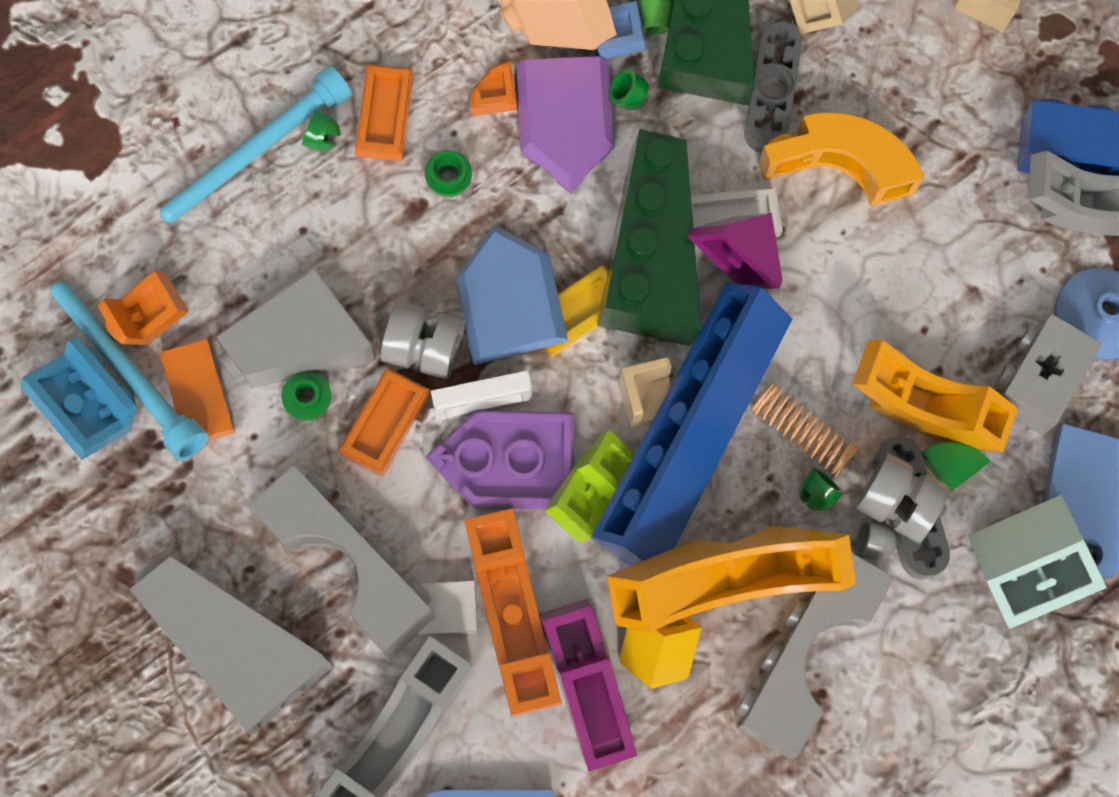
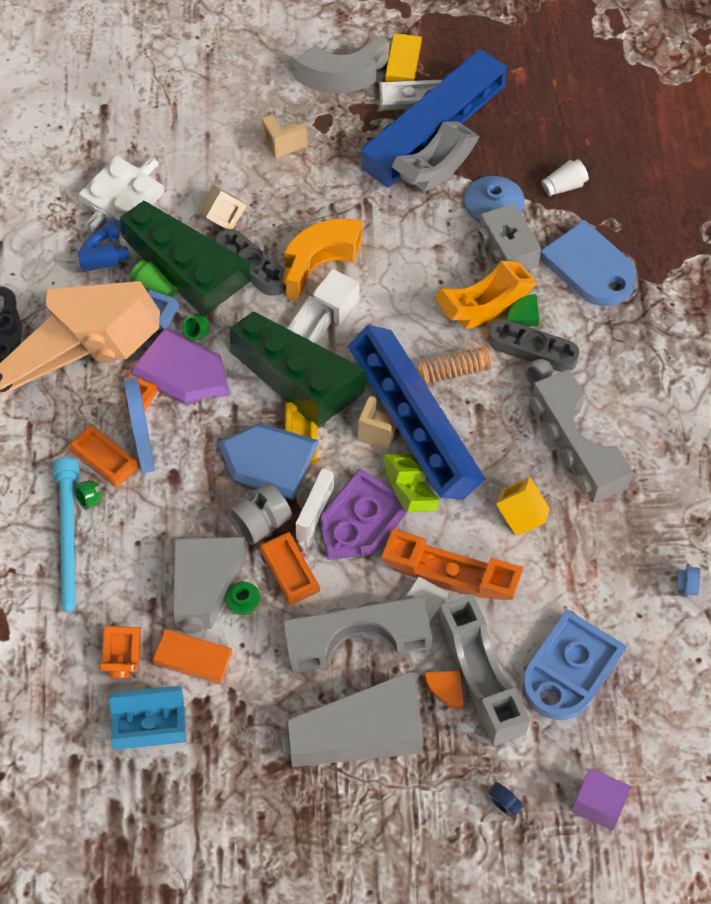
camera: 50 degrees left, 15 degrees down
(181, 435) = (214, 673): medium azure piece -> none
(350, 710) = (446, 687): none -> orange tile
(431, 117) = (139, 424): none -> medium blue tile
(445, 161) = (167, 437): green plate -> none
(588, 684) = (540, 559): magenta slope -> none
(718, 573) = (504, 454): light orange arch -> none
(742, 249) = (335, 325): magenta slope -> none
(798, 219) = (339, 294): none -> white panel
(819, 491) = (493, 379): green hinge -> none
(886, 490) = (533, 336): light grey wheel -> none
(1036, 562) = (607, 303): light aqua slope -> none

